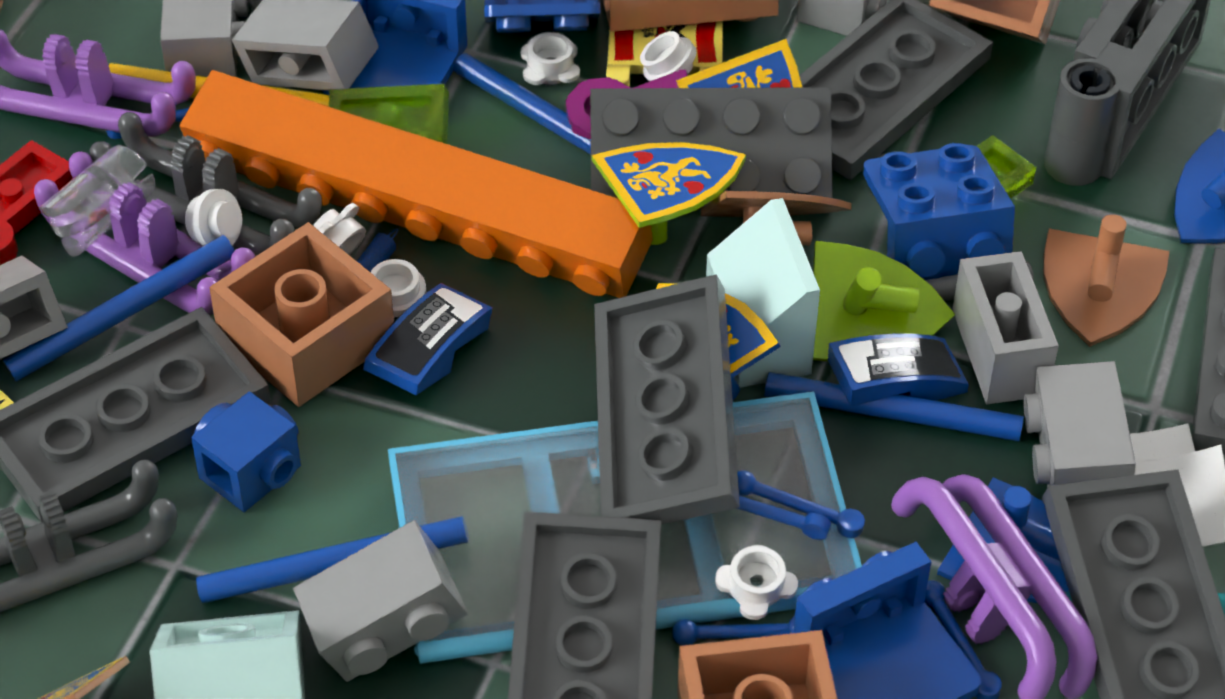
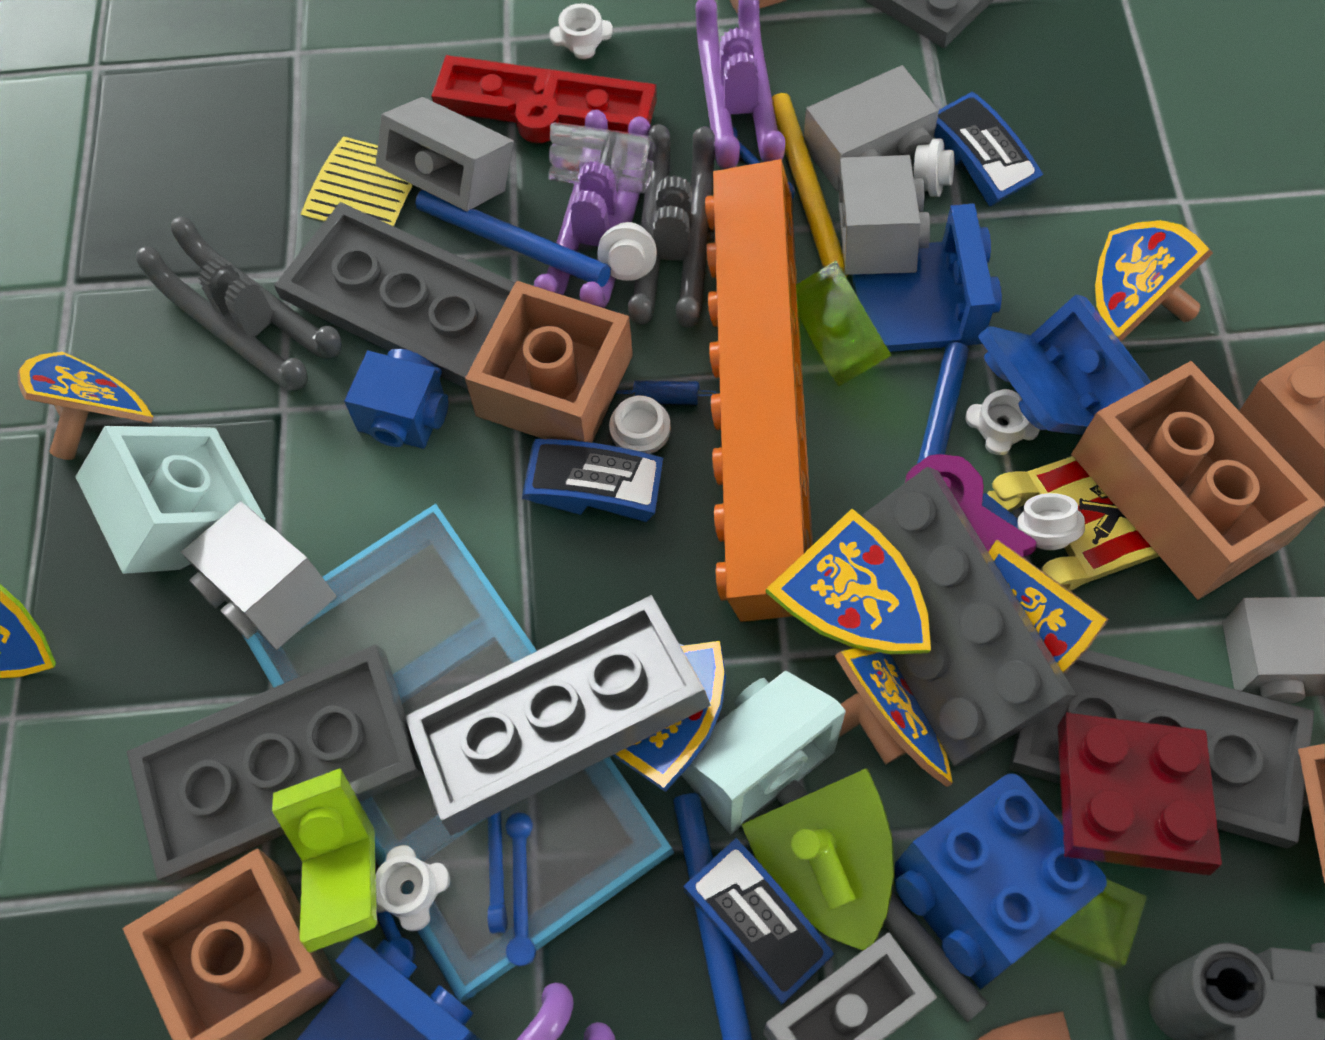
camera: 70 degrees right, 15 degrees up
(310, 563) = (308, 523): blue bar -> none
(342, 228) = (672, 350): white plate -> none
(681, 613) = (336, 858): none -> lime bracket
(918, 95) = (1137, 794): none -> dark red plate

